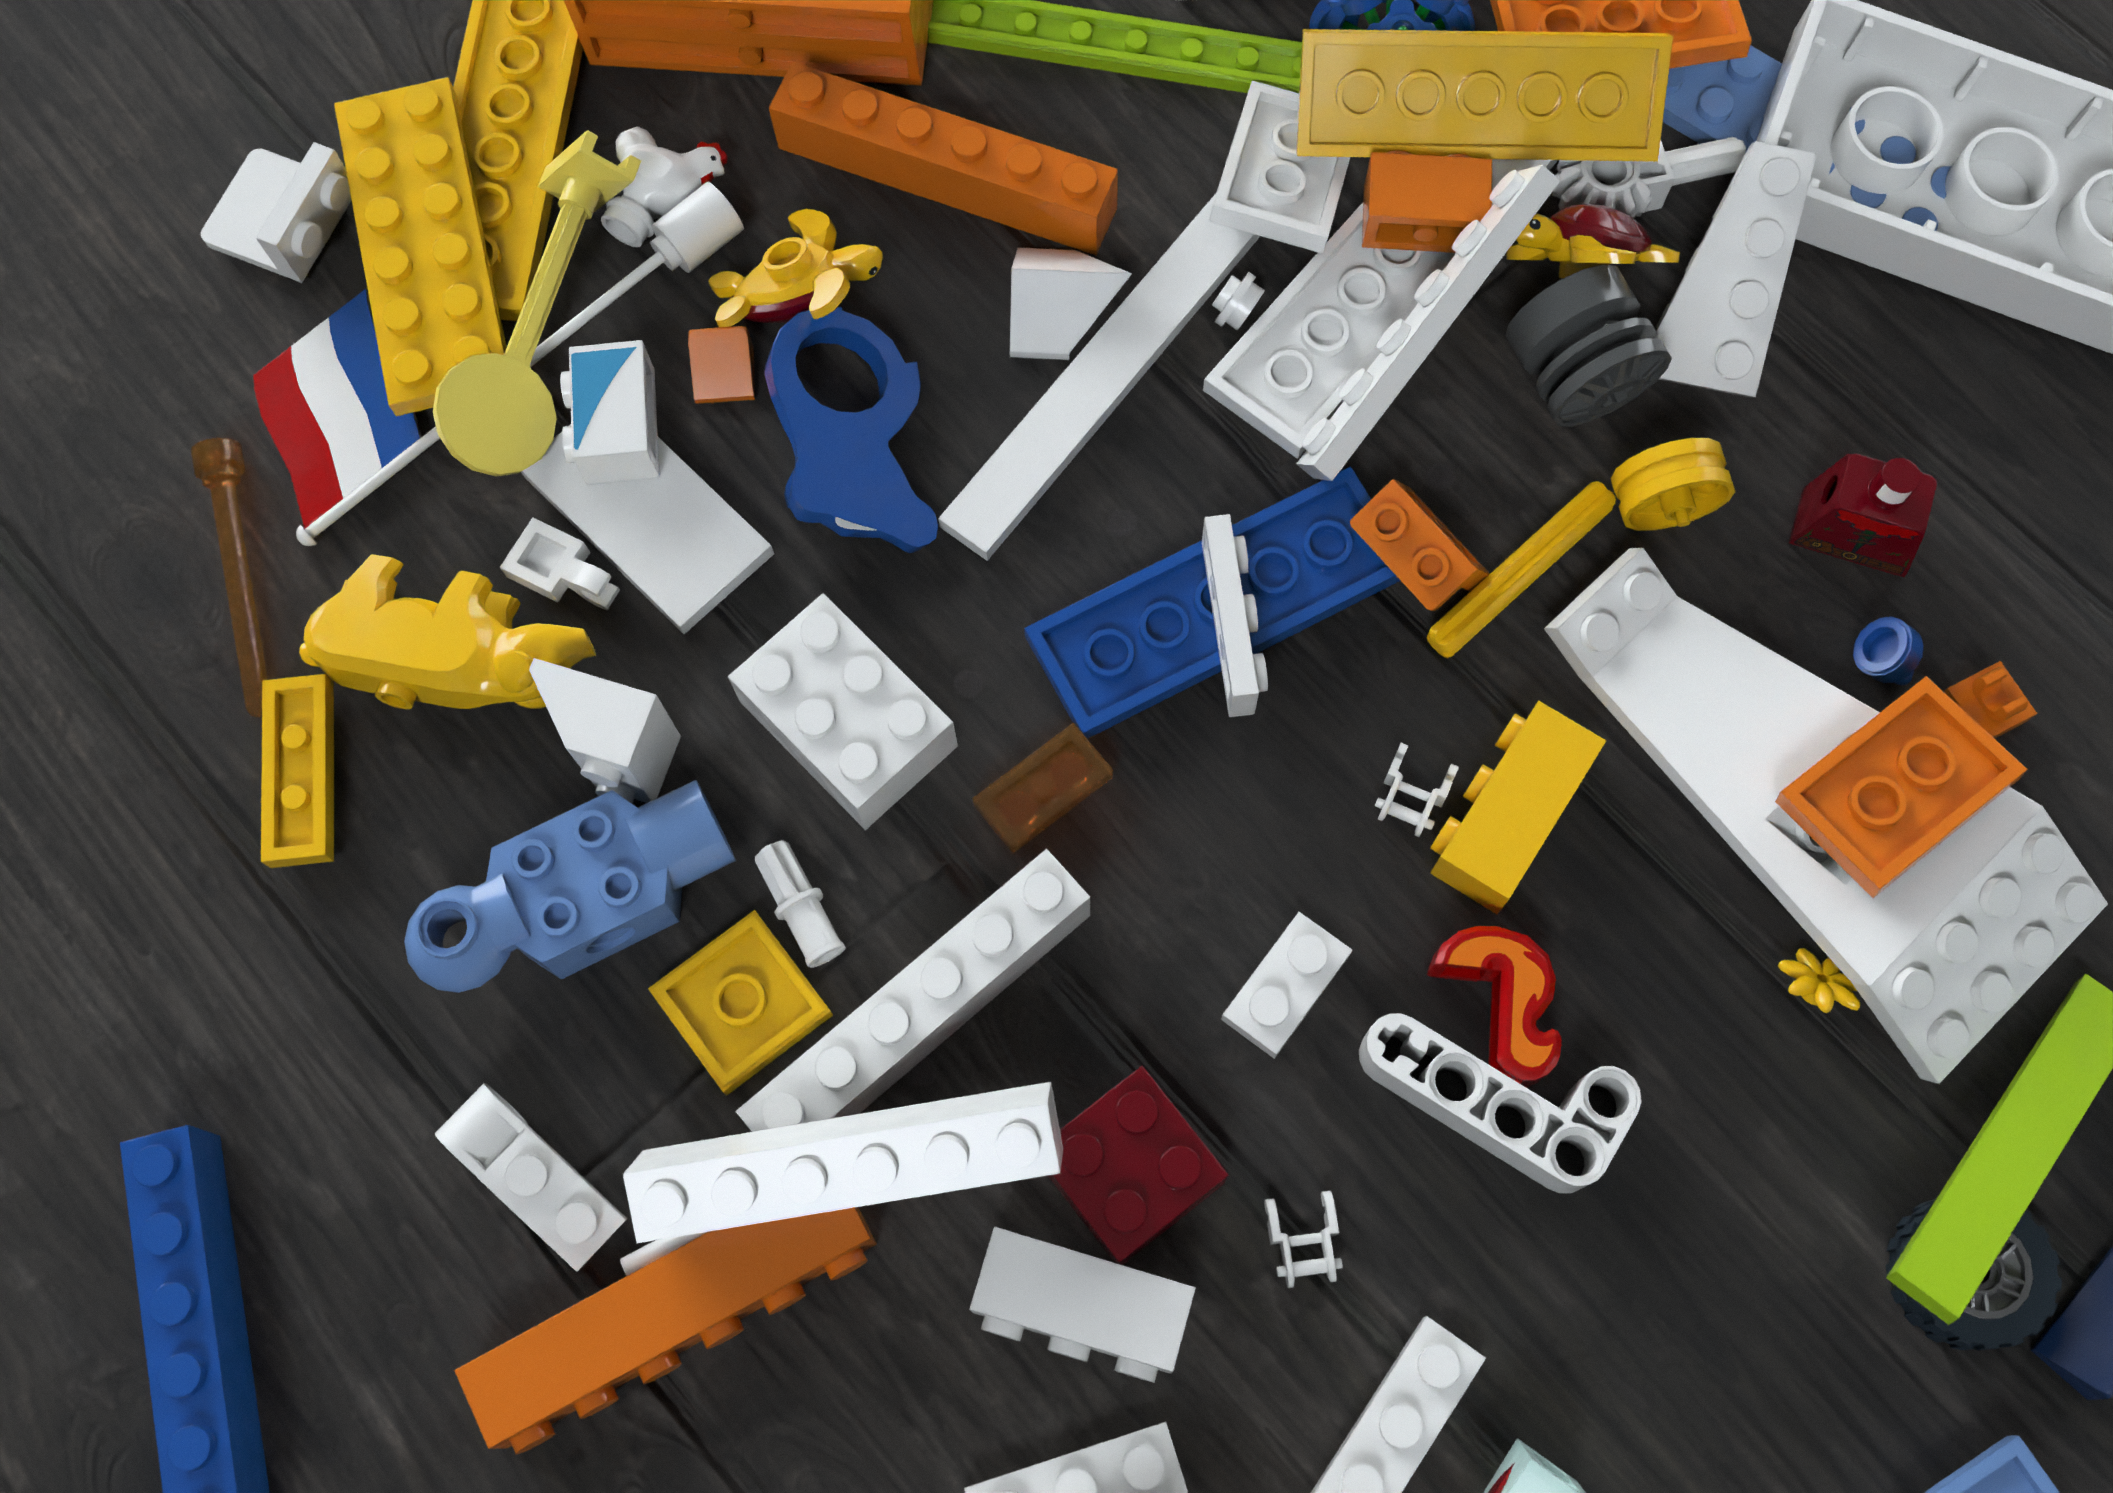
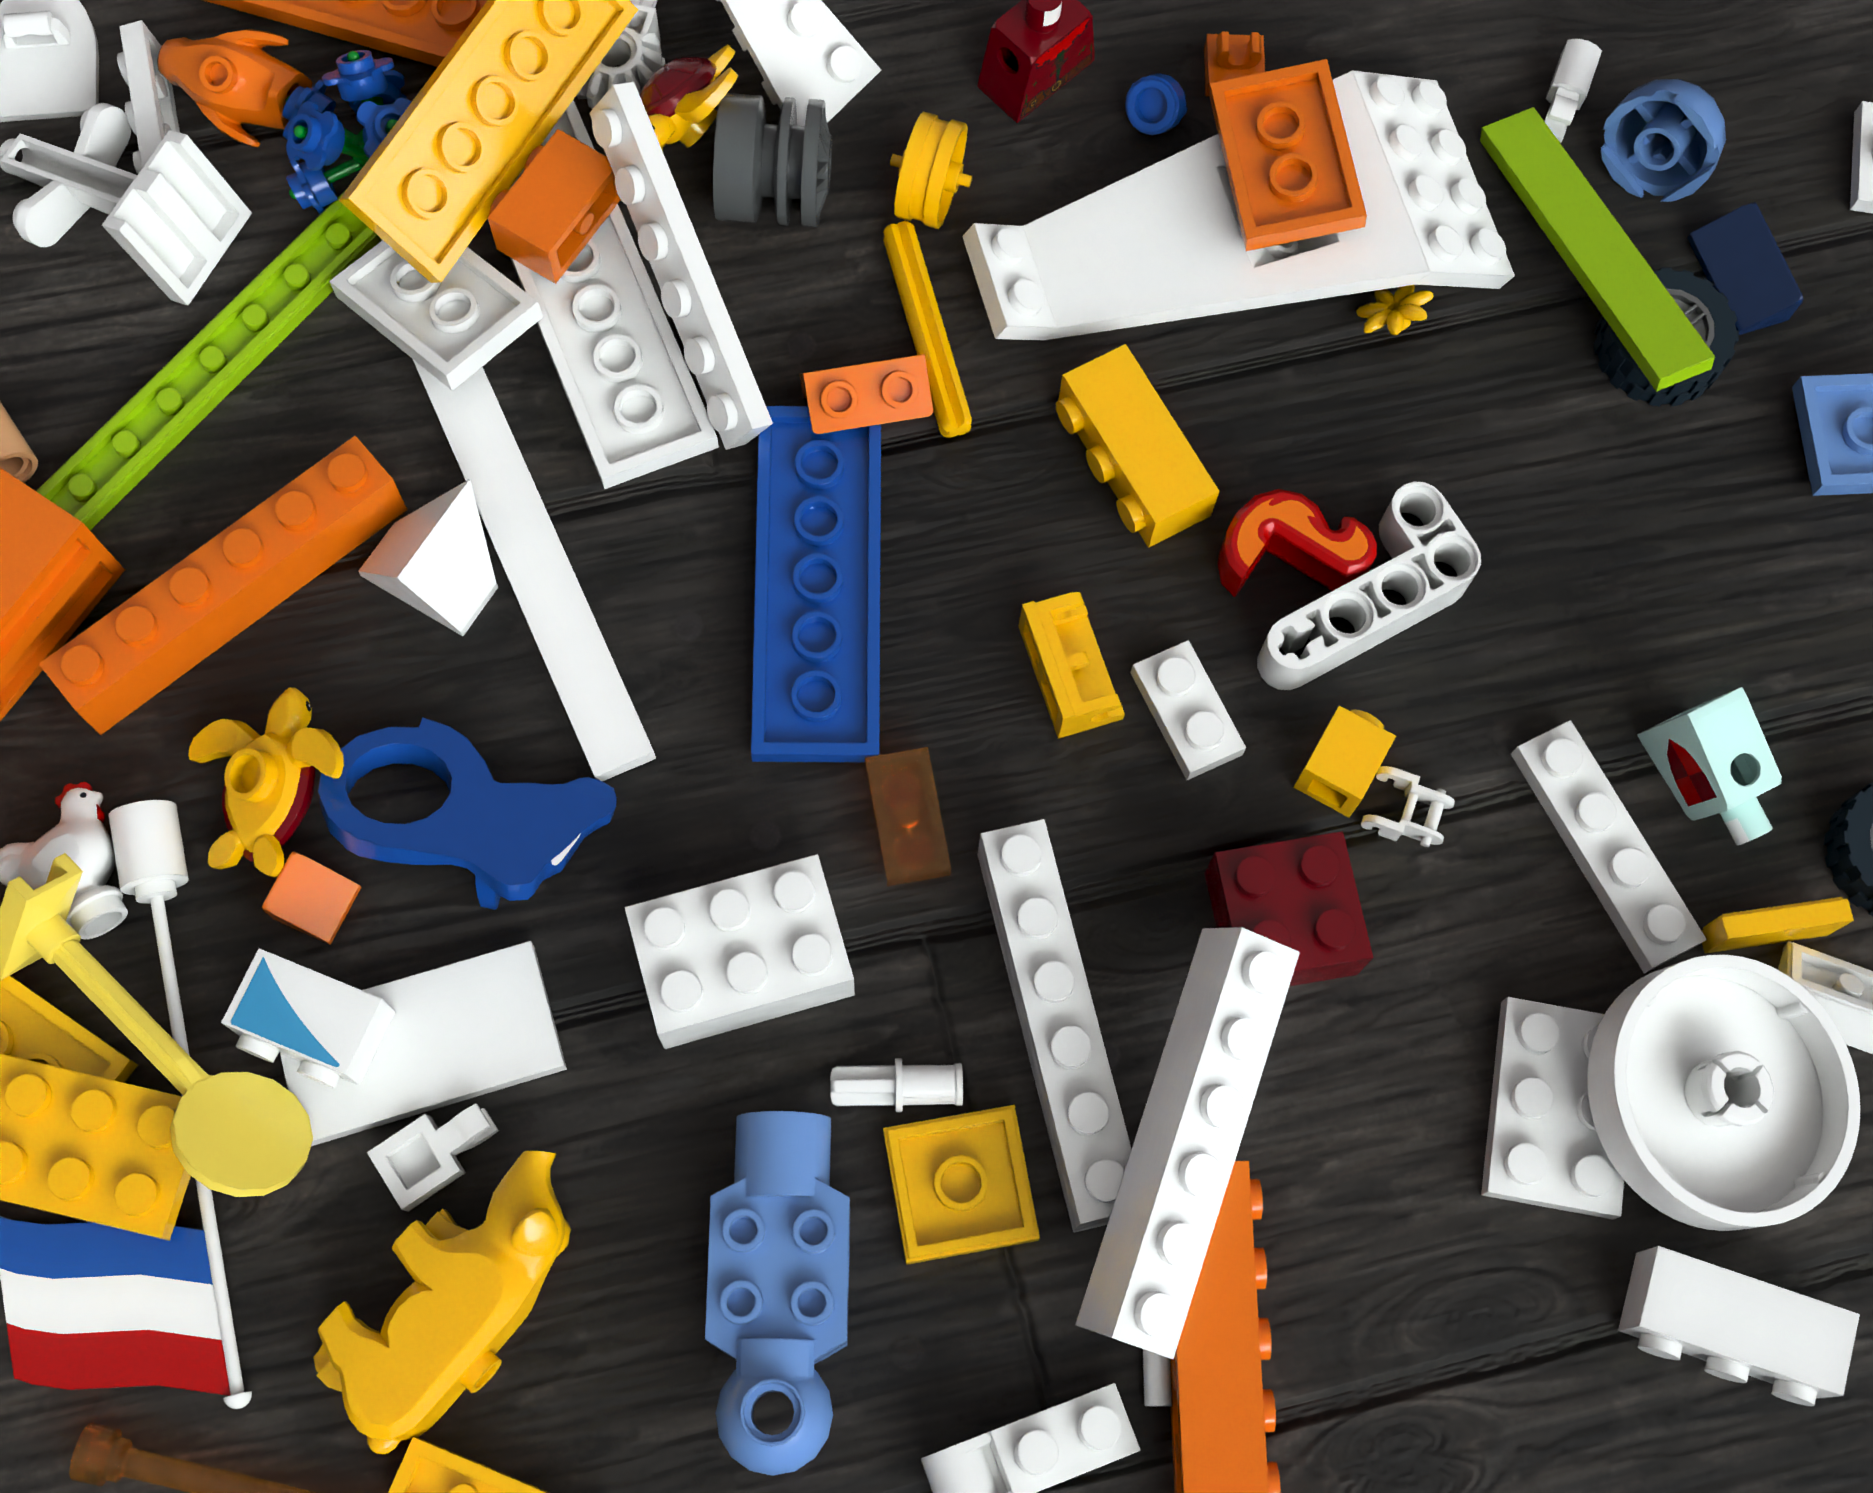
camera: 70 degrees left, 0 degrees up
(610, 730) = (643, 1177): white slope -> none
(1081, 1304) = (1382, 1015): white brick -> none
(1233, 615) = (850, 570): white plate -> none
(1237, 300) = (539, 412): white plate -> none
(1266, 856) = (1068, 664): none -> yellow hinge
(1316, 1151) = (1345, 760): none -> yellow brick
(1406, 814) = (1060, 529): white piece -> none

